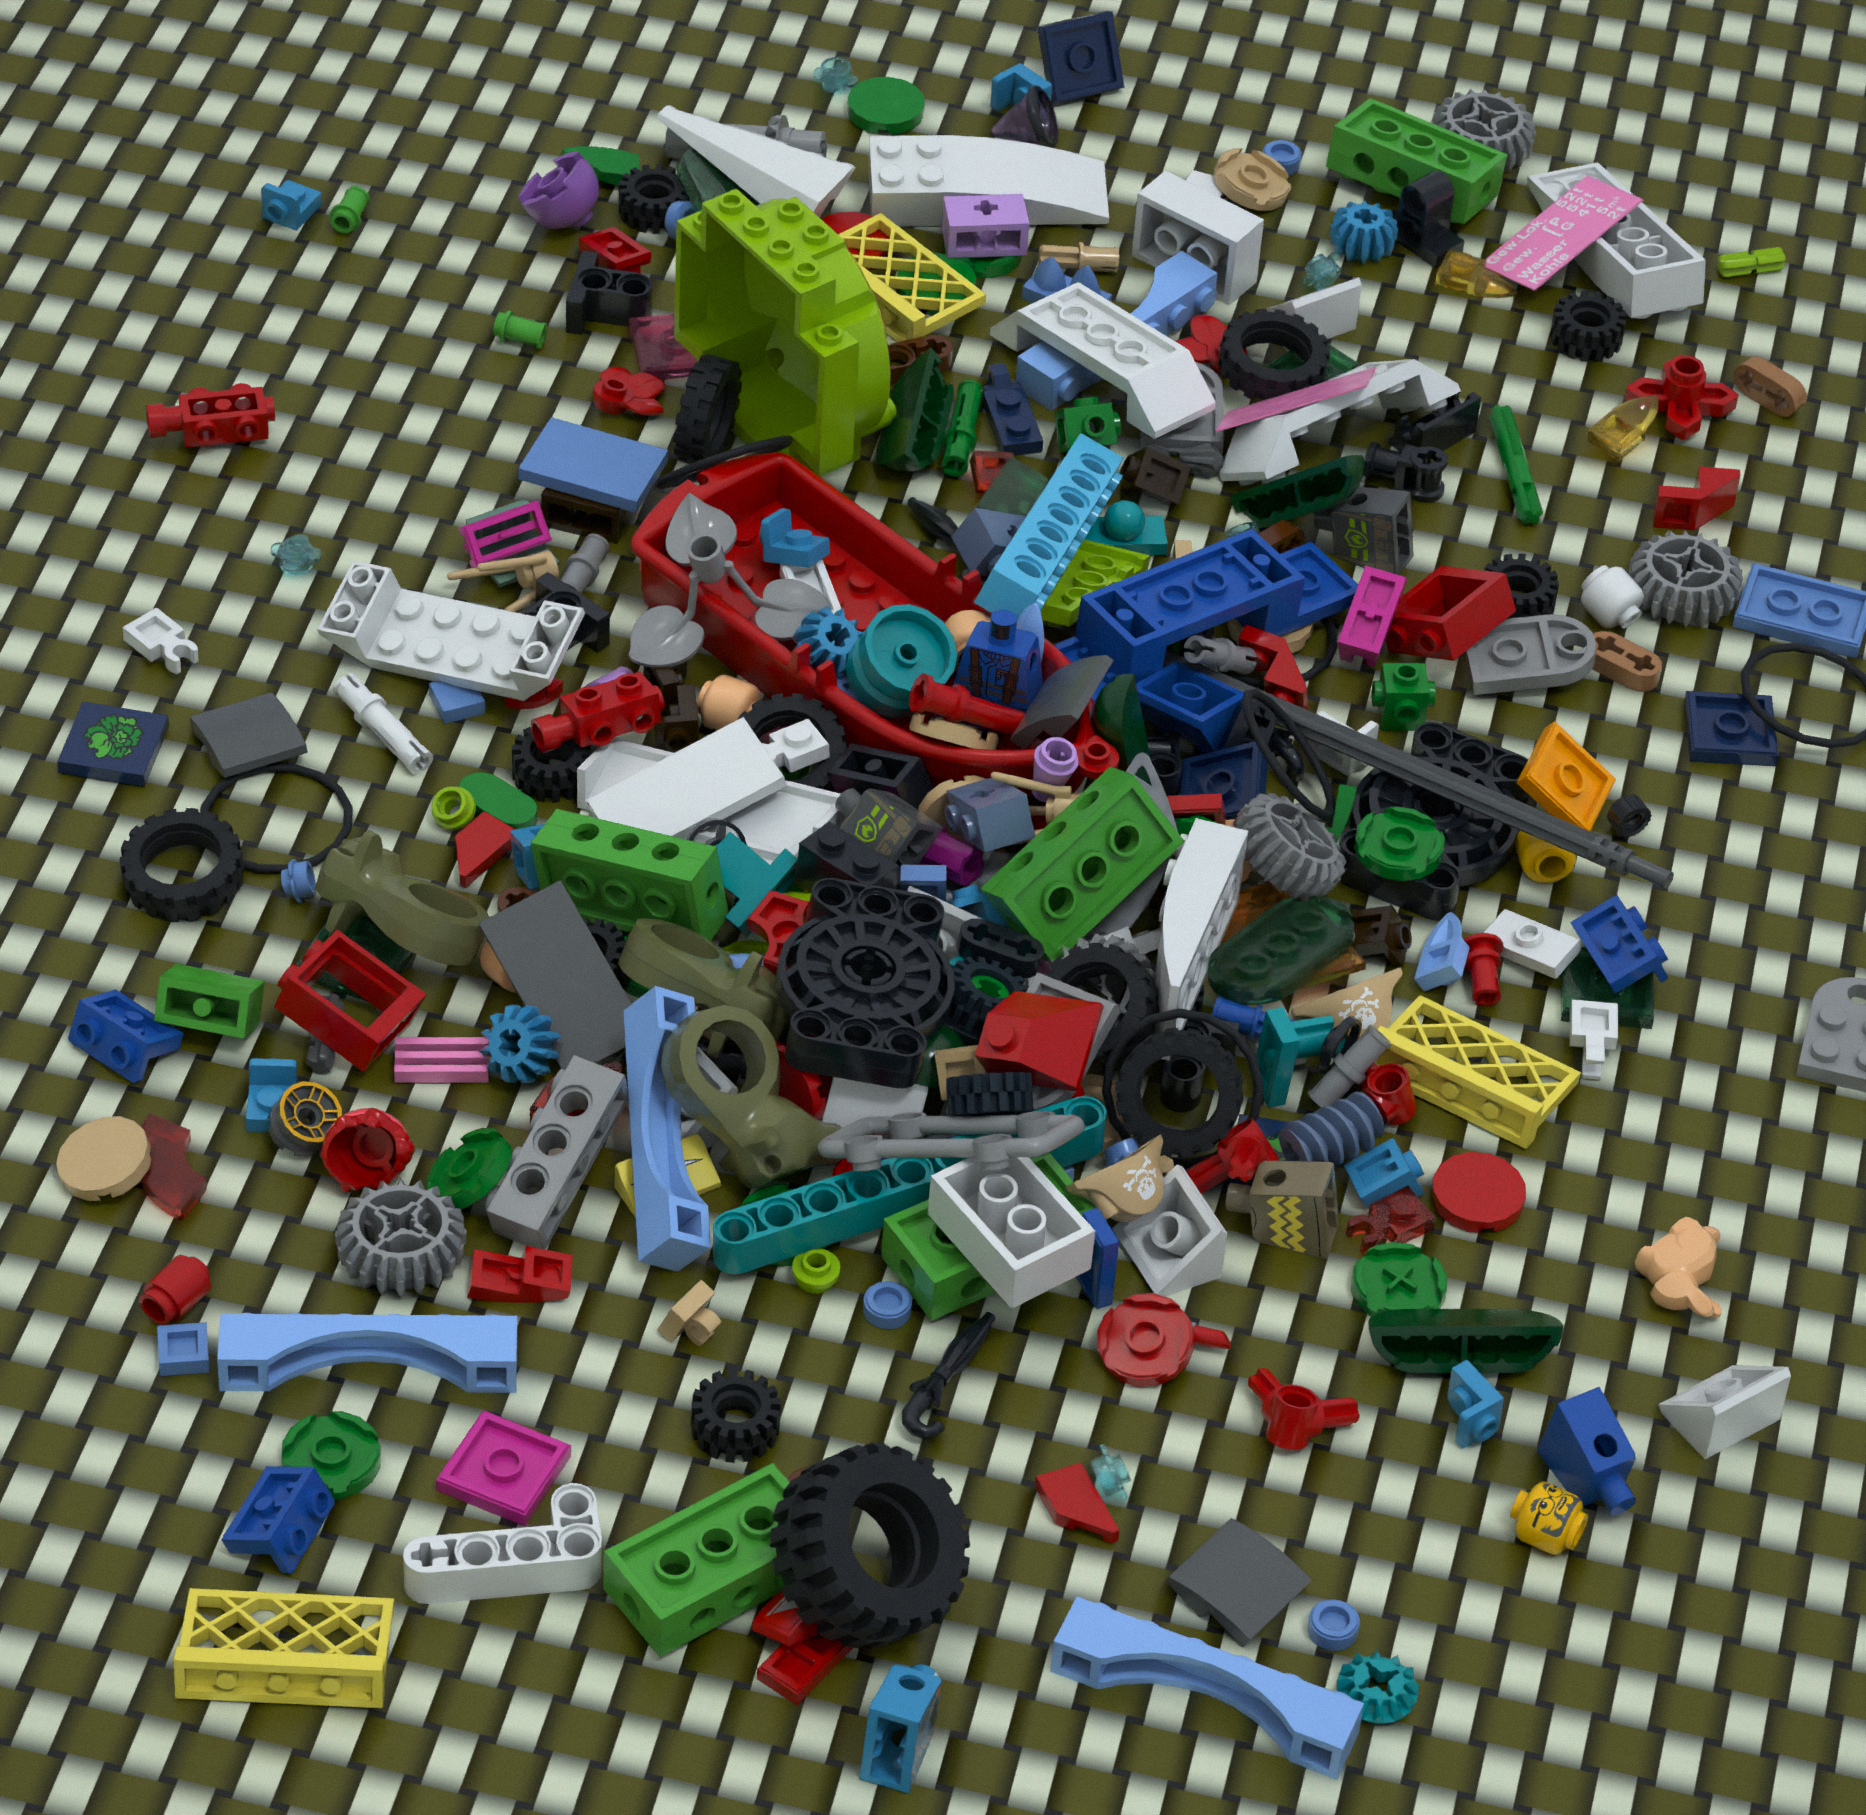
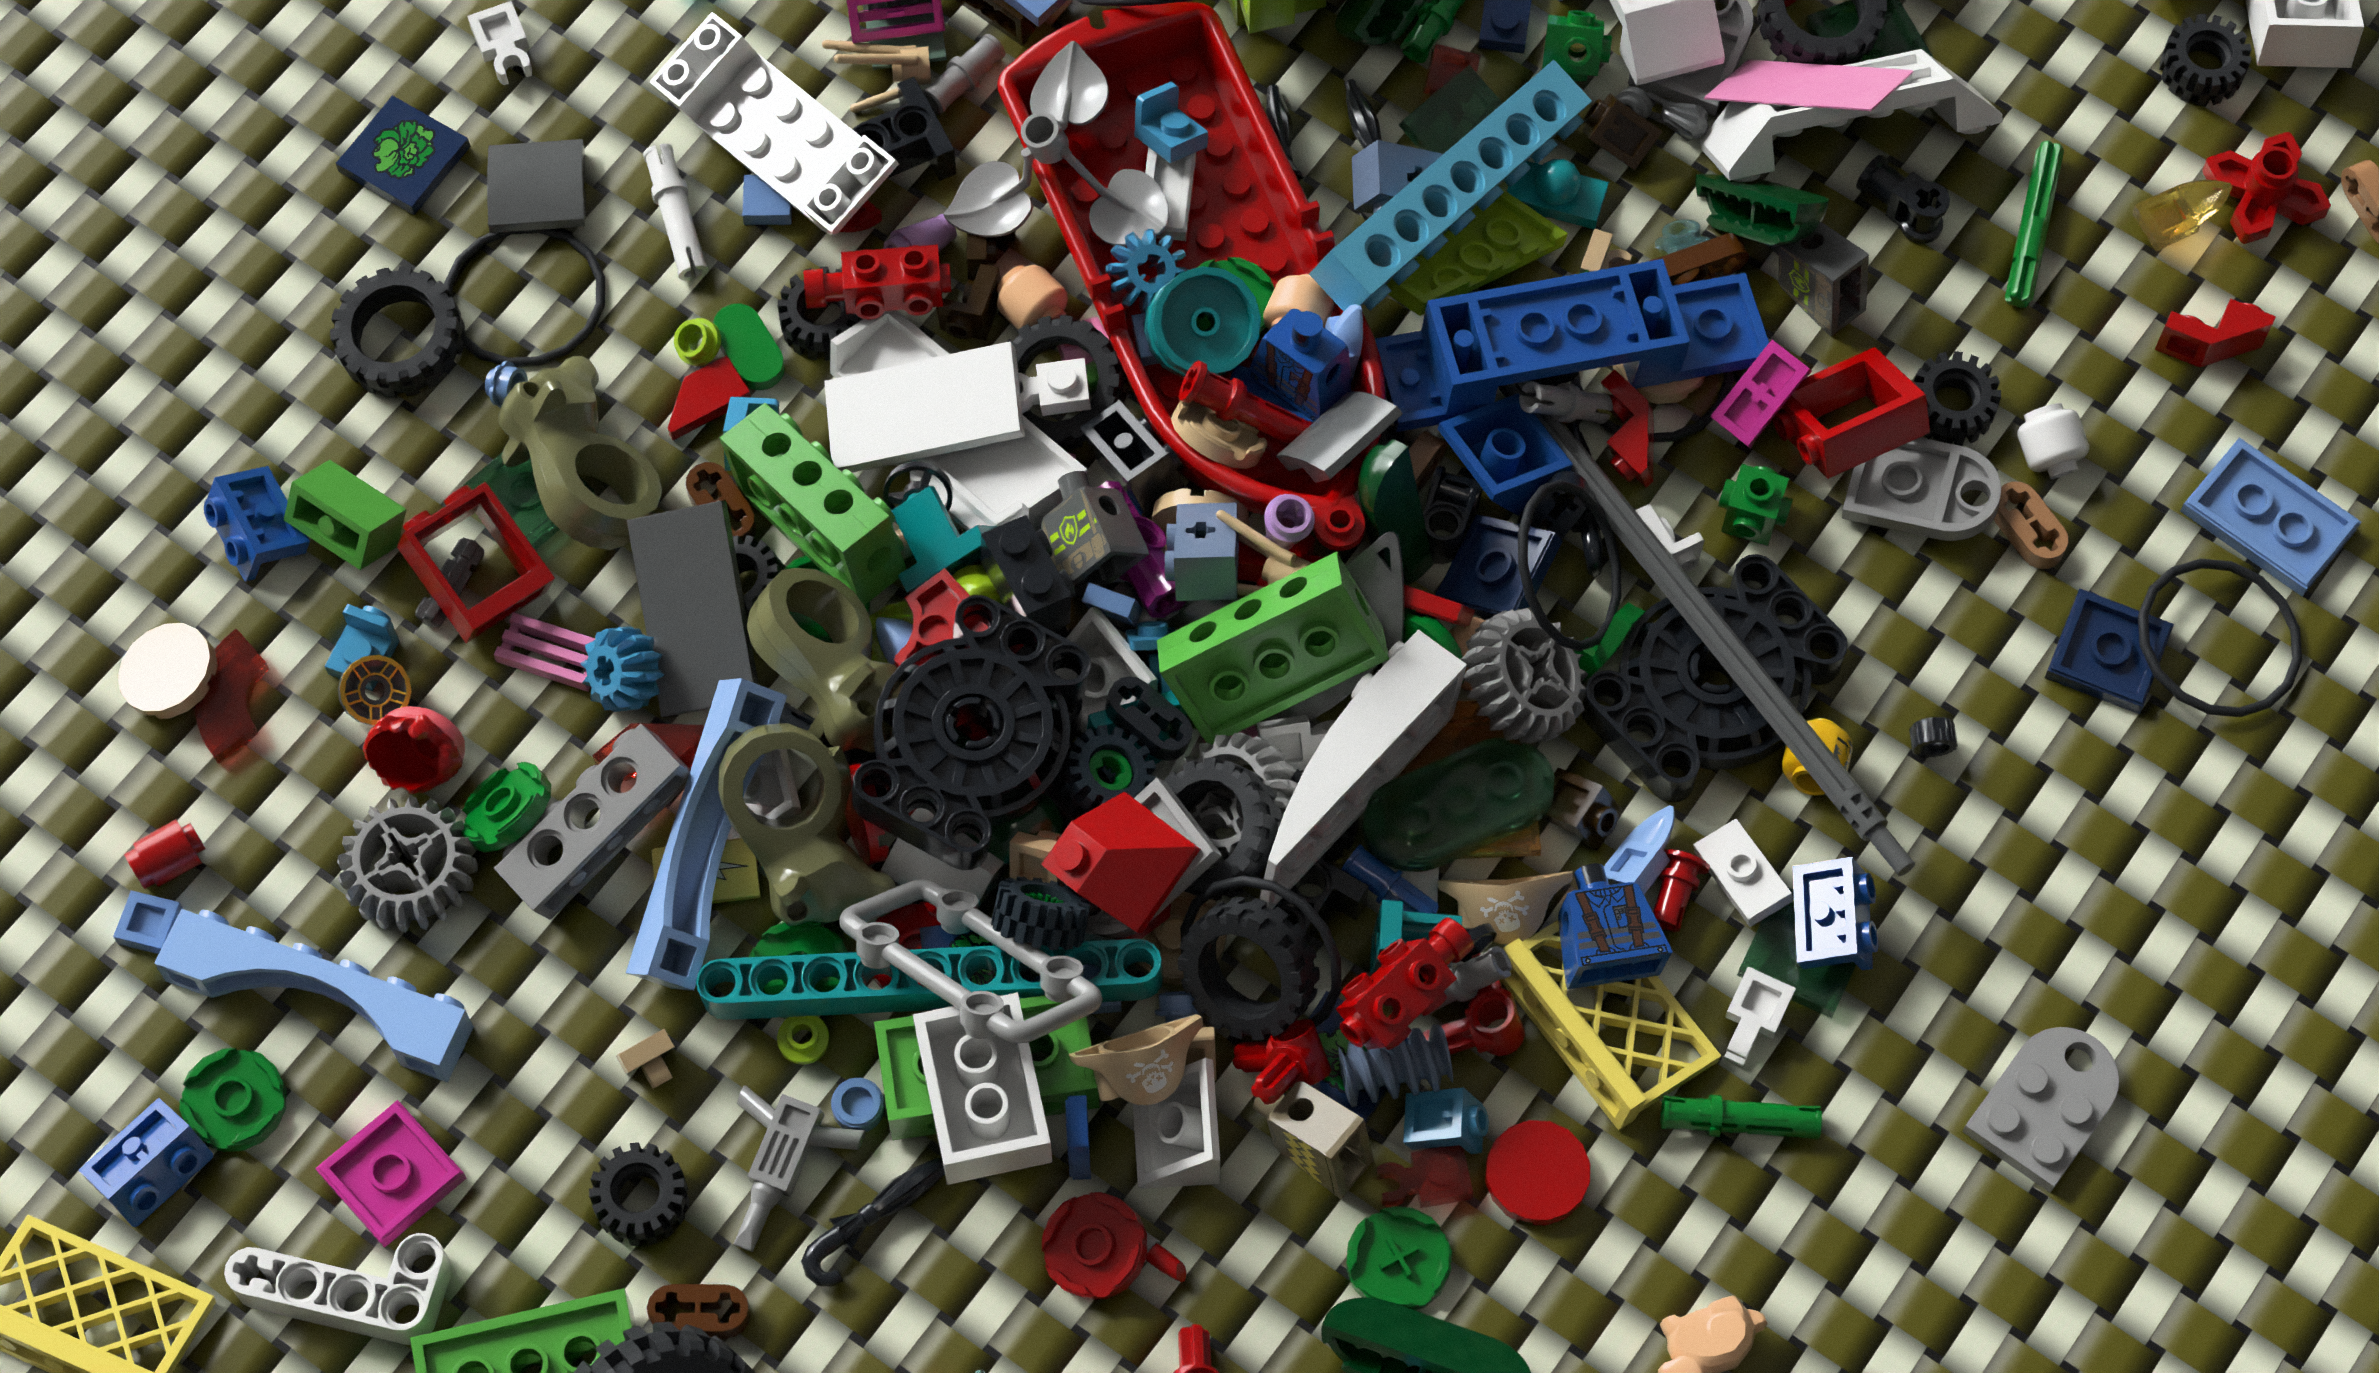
camera: 25 degrees right, 20 degrees up
(534, 1277) = (507, 946): red slope -> none
(844, 1351) = (782, 1154): none -> light grey piece
(1317, 1061) = (1399, 986): none -> red brick
(1399, 844) = (1647, 710): green tile -> none
(1441, 427) = (1967, 155): black hinge -> none
(1451, 1004) = (1608, 932): none -> torso
(1566, 778) = (1880, 674): light orange tile -> none
(1603, 1110) = (1740, 1117): none -> green pin
(1686, 578) = (2157, 464): light grey gear -> none

